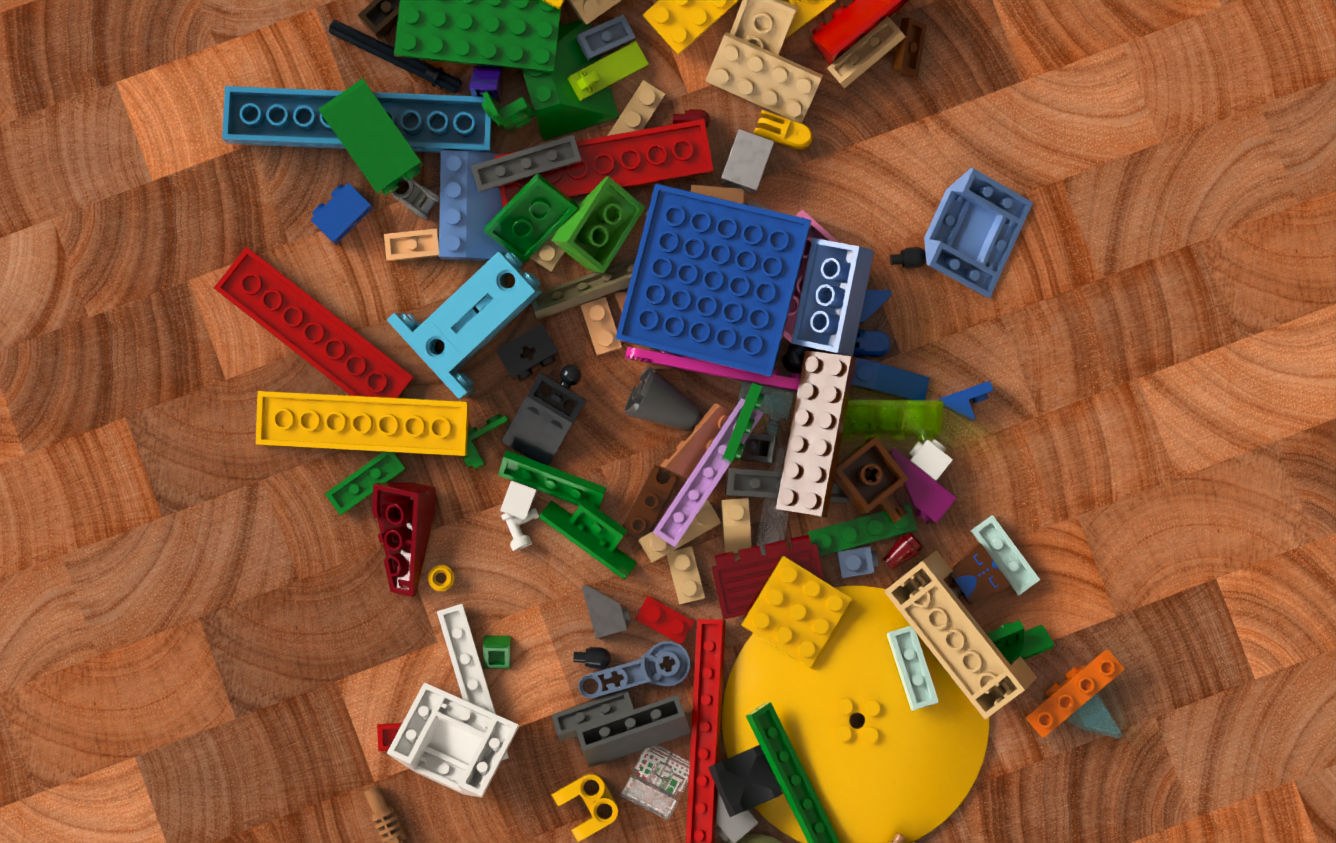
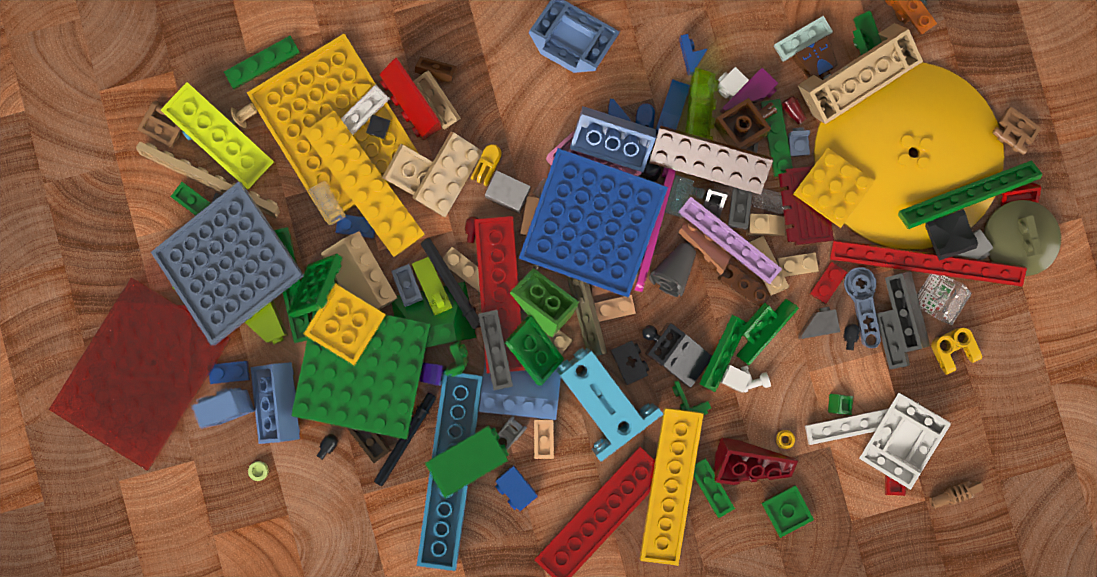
camera: 90 degrees left, 0 degrees up
(342, 588) = (787, 511): none -> green plate
(614, 96) = (451, 283): none -> black axle
(744, 423) = (699, 210): green plate -> none
(909, 258) = (586, 84): black cylinder -> none
(912, 668) = (881, 109): light aqua plate -> none

